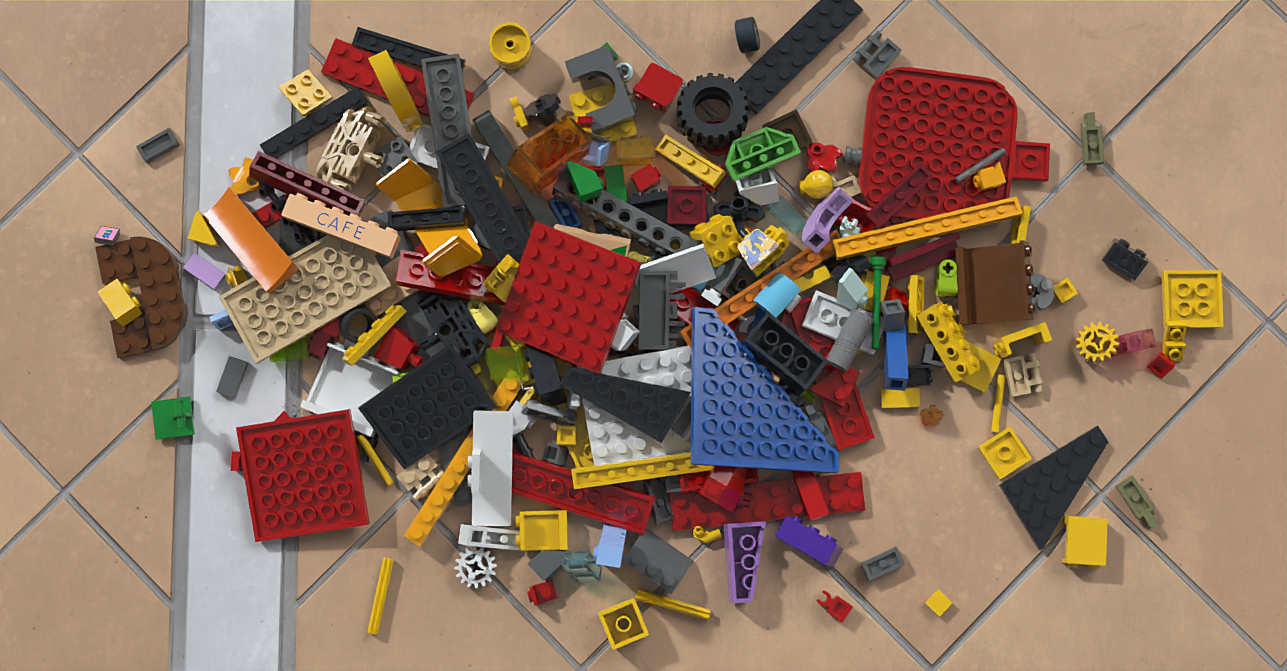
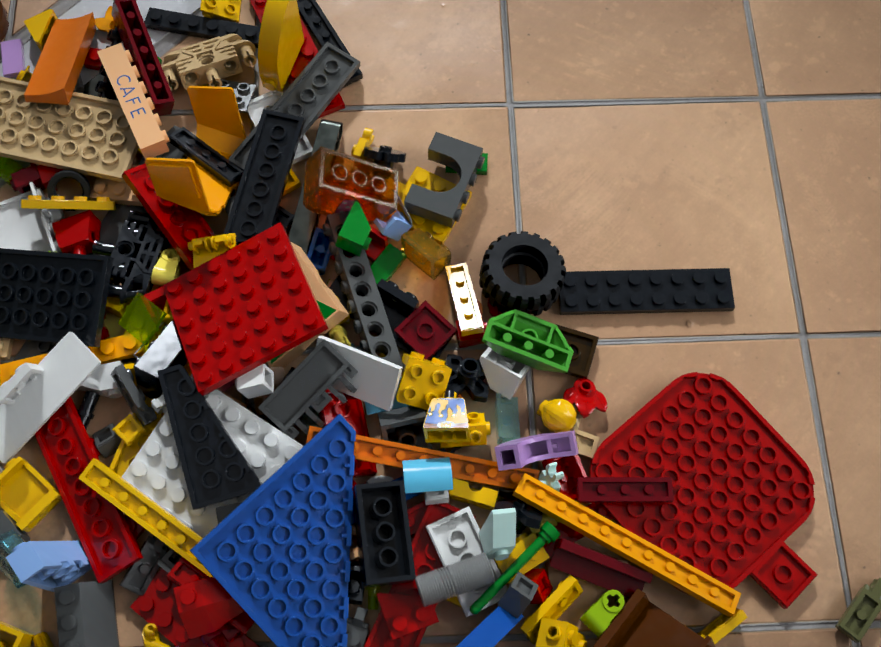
camera: 40 degrees right, 15 degrees down
(507, 35) = (406, 91): yellow wheel -> none
(585, 121) = (405, 187): red plate -> none
(625, 66) = (482, 182): light aqua plate -> none
(646, 178) = (414, 281): red brick -> none
(657, 87) = (493, 219): red bracket -> none
(712, 296) = (370, 425): white plate -> none
(747, 35) = (611, 242): black wheel -> none
(852, 156) = (613, 420): dark grey wheel -> none
(881, 59) = (714, 361): dark grey plate -> none
(979, 166) = (729, 533): flat silver bar -> none
(989, 178) = (728, 552): light orange window -> none

